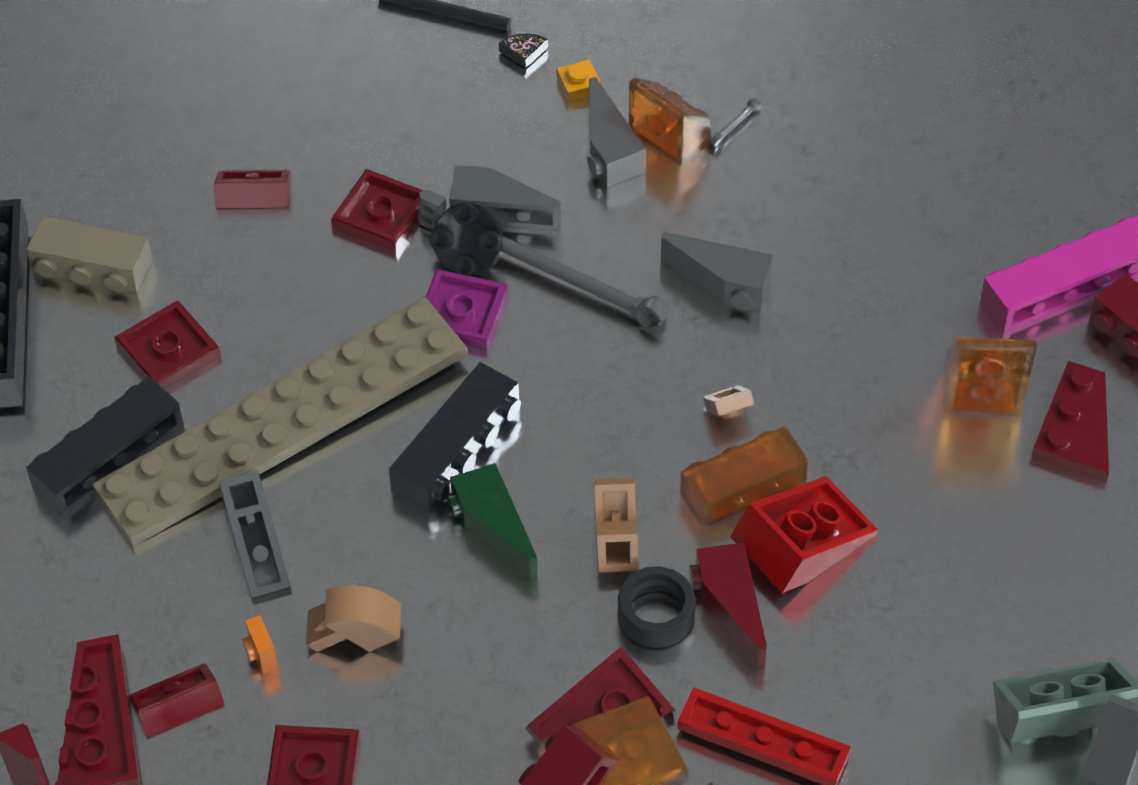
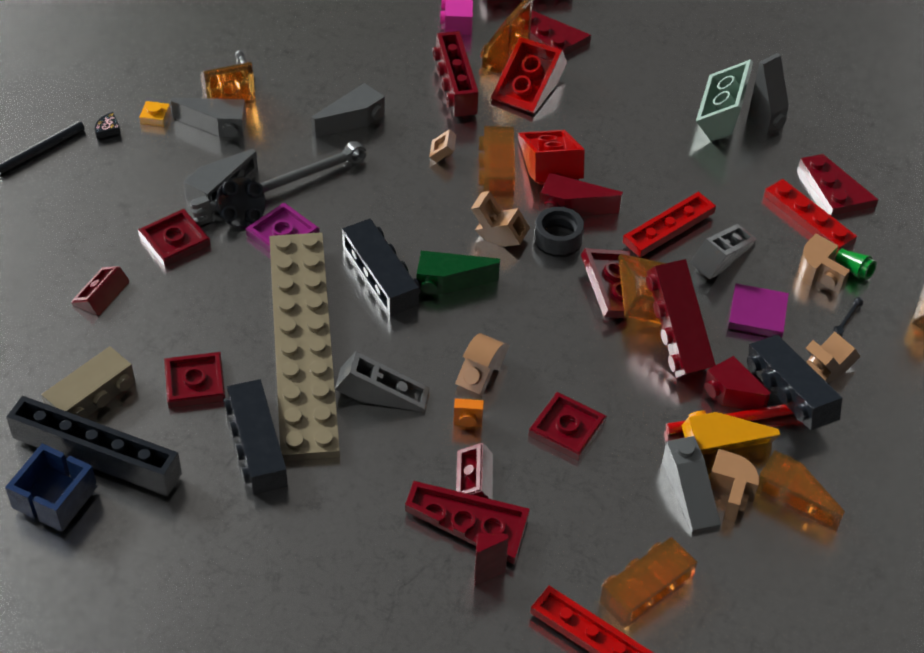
camera: 65 degrees left, 5 degrees down
(878, 347) = (456, 74): none -> dark red brick
(948, 436) = (529, 75): none -> red slope

